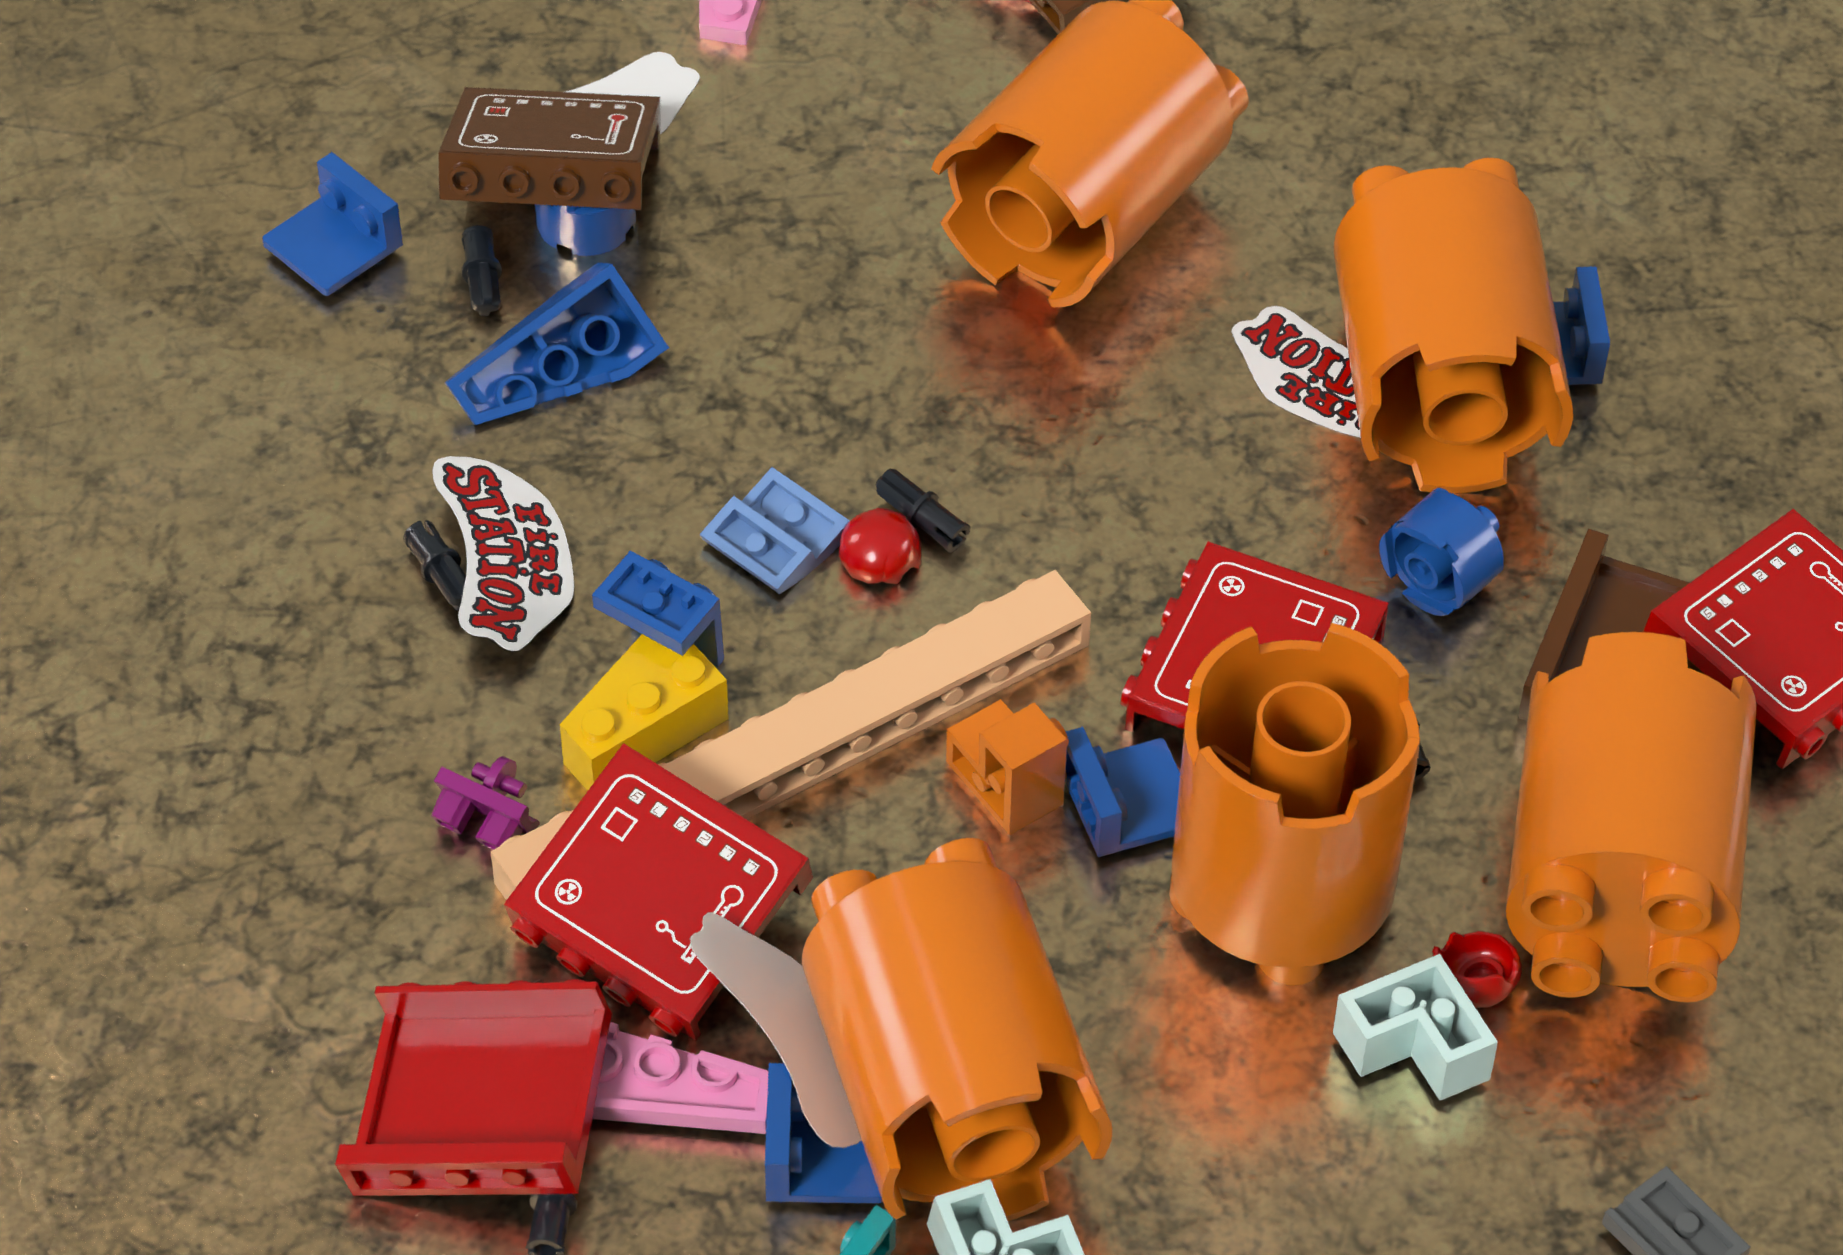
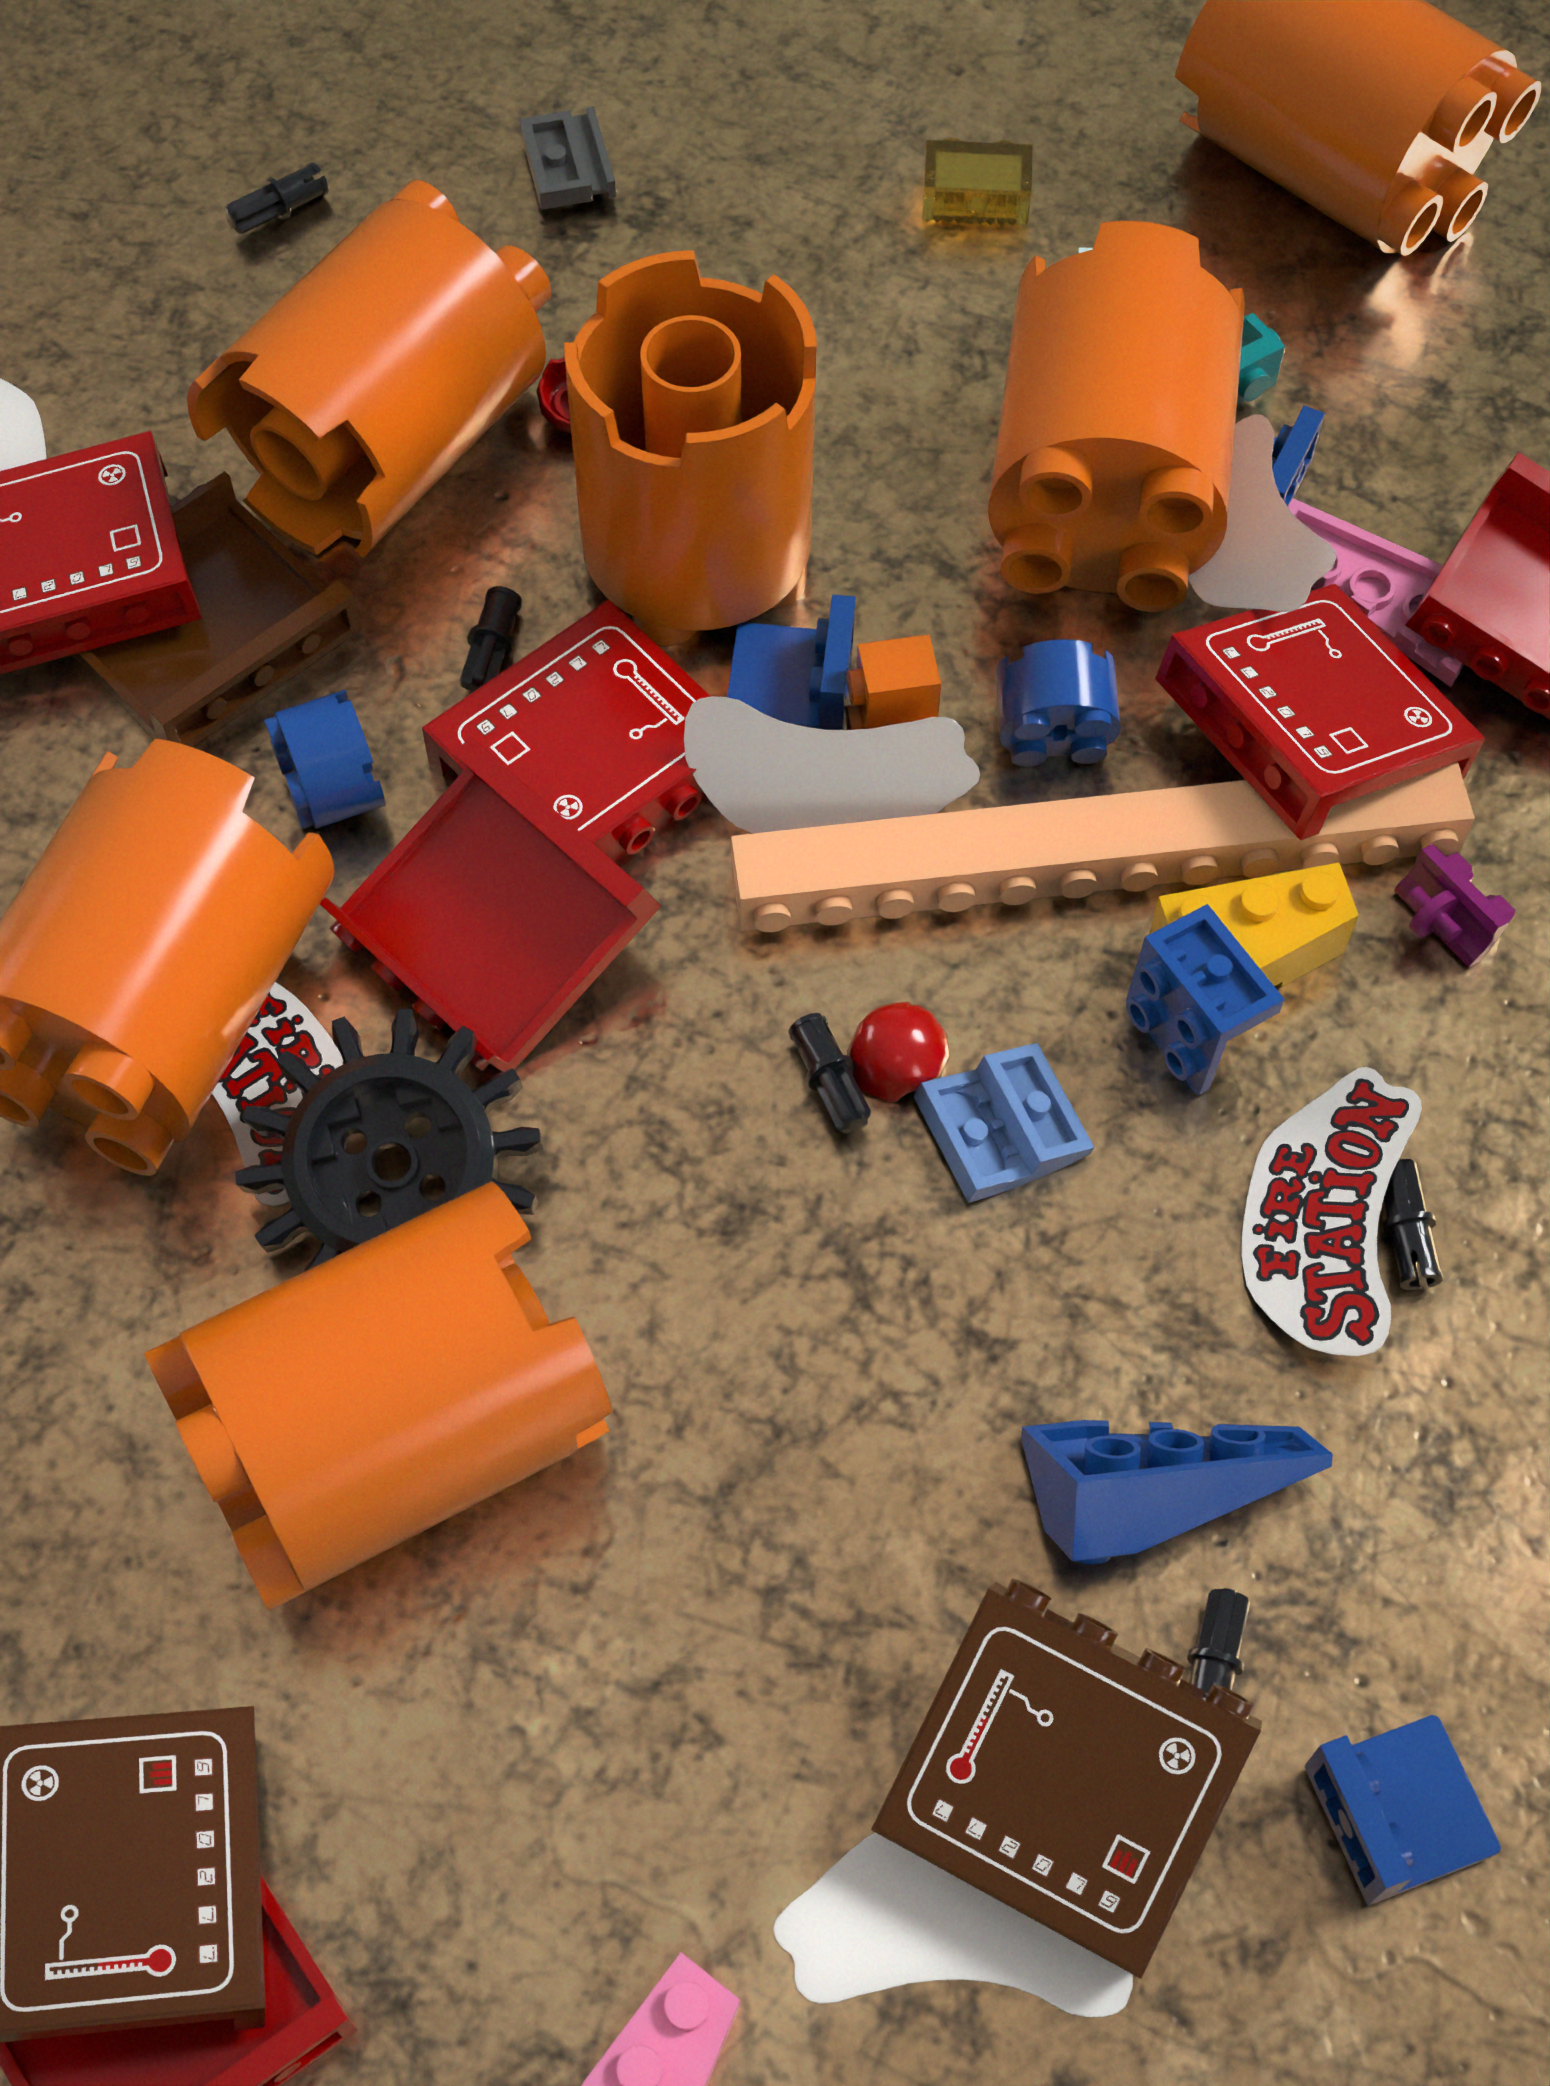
camera: 155 degrees left, 10 degrees up
(885, 817) = (1057, 703): none -> blue brick
(1044, 683) = (797, 777): none -> white sticker
(1195, 323) = (380, 1099): none -> black gear
(1242, 494) = (493, 912): none -> red panel

